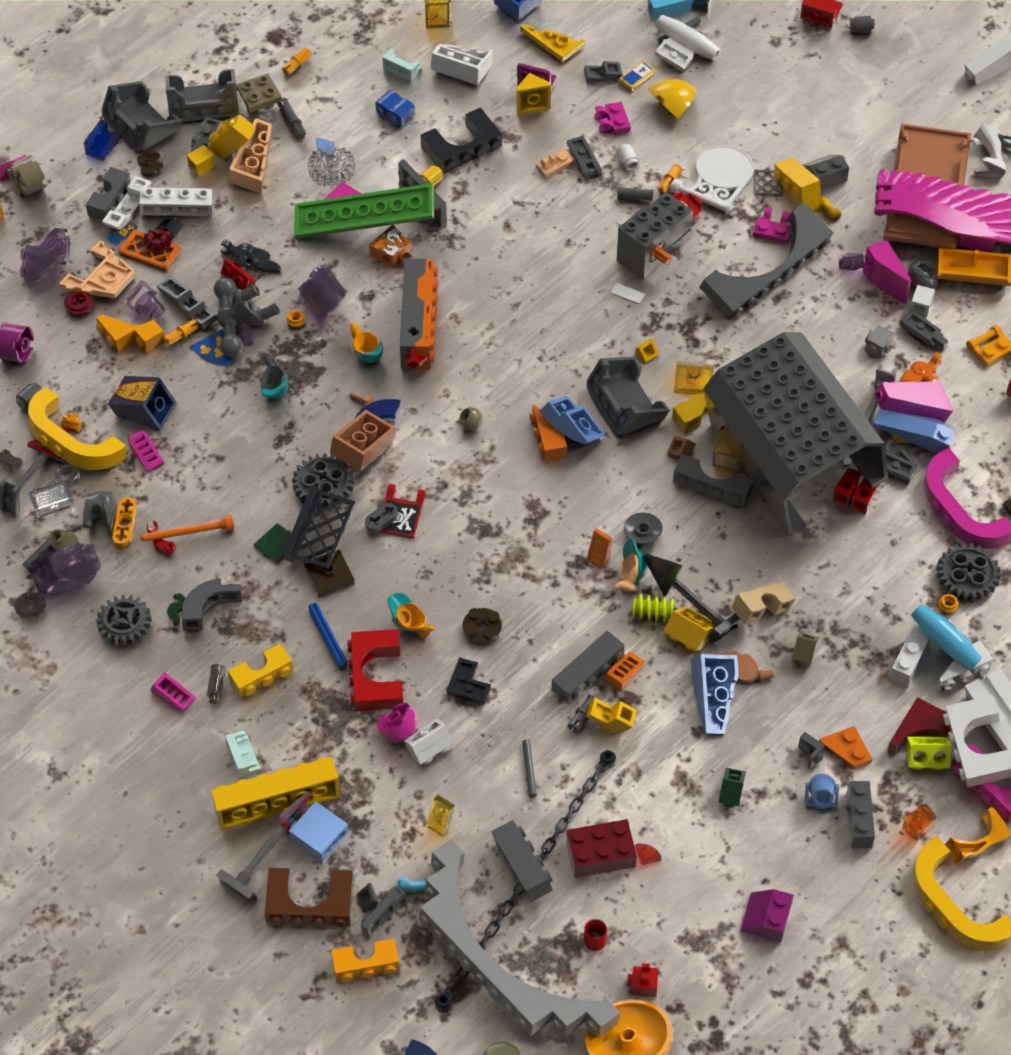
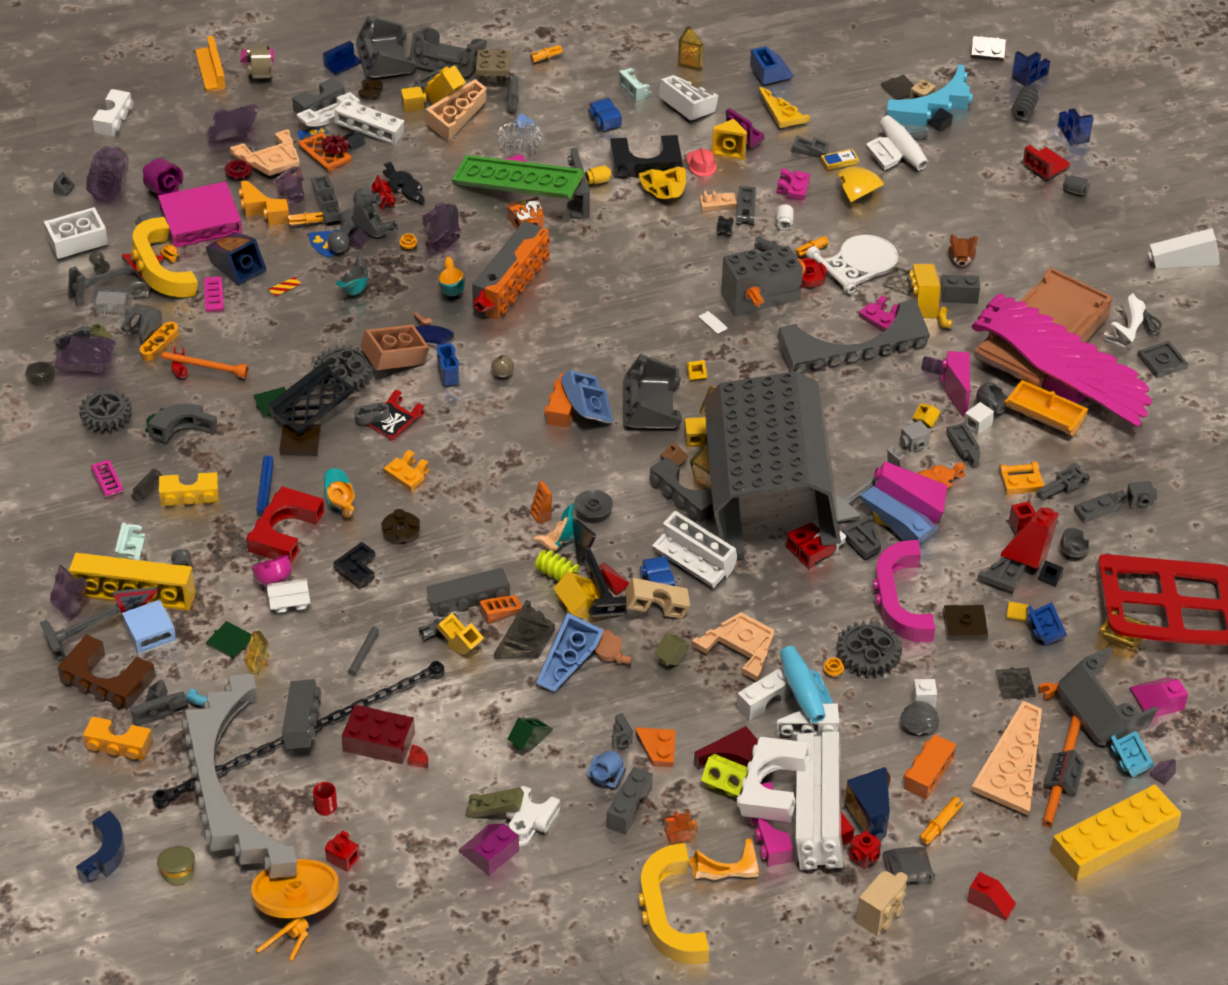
camera: 25 degrees right, 10 degrees down
(76, 367) = (200, 214): none -> dark pink panel
(206, 413) = (284, 286): none -> sticker
(220, 831) = (68, 592): none -> hinge
(304, 750) = (181, 557): none -> dark grey wheel
(399, 811) = (229, 640): none -> dark green piece
(421, 437) = (448, 364): none -> blue brick
(448, 568) = (403, 472): none -> light orange plate
(497, 163) = (666, 183): none -> yellow brick
(514, 126) = (701, 162): none -> coral piece
(579, 187) = (725, 225): none -> black wheel
(666, 688) = (526, 635): none -> clear smoke wing
(708, 597) = (613, 580): none -> red slope
(744, 576) = (657, 570): none -> blue brick
(748, 870) = (494, 803): none -> olive plate
(764, 538) = (696, 549): none -> white brick
(783, 869) = (532, 816): none -> white piece
(806, 132) = (962, 250): none -> dark orange brick
(856, 606) = (744, 636): none -> light nougat wing
(874, 314) = (927, 414): none -> yellow slope

